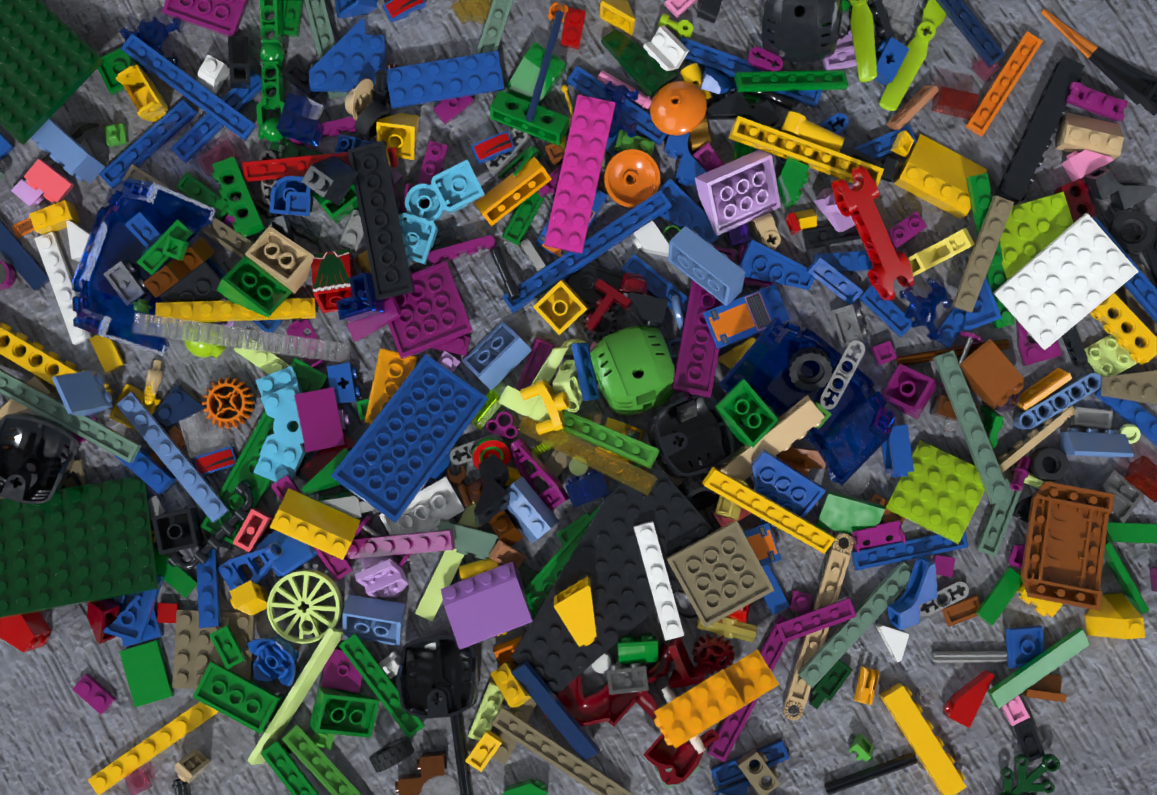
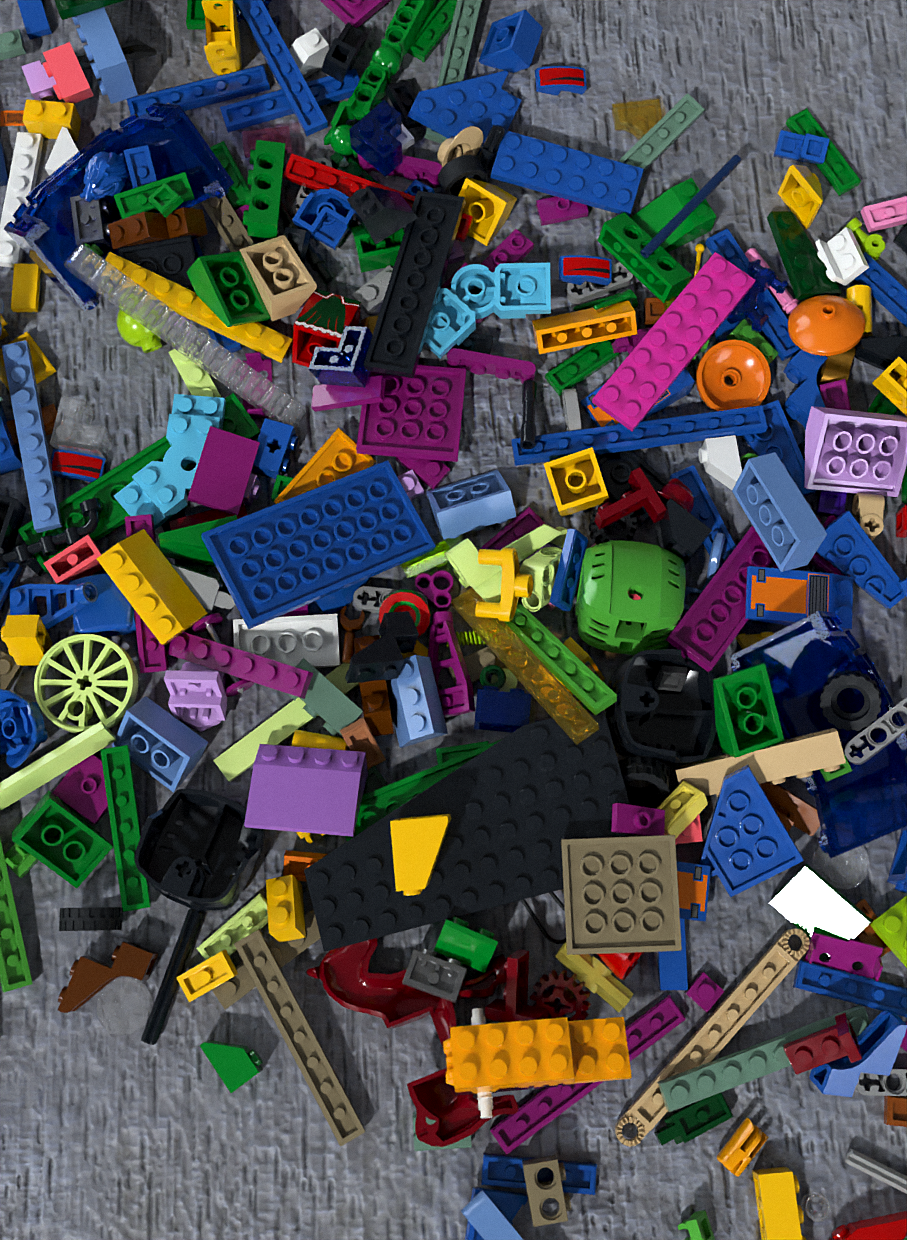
camera: 25 degrees right, 10 degrees down
(116, 134) = (168, 68): bright green tile -> none
(120, 249) = (104, 176): none -> blue hair
(153, 381) = (57, 344): tan piece -> none
(176, 407) = (68, 382): dark blue wing -> none
(223, 408) = (110, 414): orange gear -> none
(391, 664) = (149, 806): white tile -> none
(555, 710) = (323, 970): dark blue tile -> none
(557, 7) = (727, 157): orange plate -> none
(570, 462) = (496, 670): none -> dark green plate
(573, 28) = (741, 189): red plate -> none
(603, 663) = (412, 940): white piece -> none
(658, 580) = (537, 865): white plate -> none
(709, 521) = (637, 820): none -> magenta plate
(716, 81) = (885, 316): blue slope -> none
(768, 510) = (719, 847): yellow plate -> none
(815, 620) = (715, 1023): magenta plate -> none
(890, 600) = (824, 1046): none -> dark red bracket
(894, 640) = (805, 1105): white slope -> none

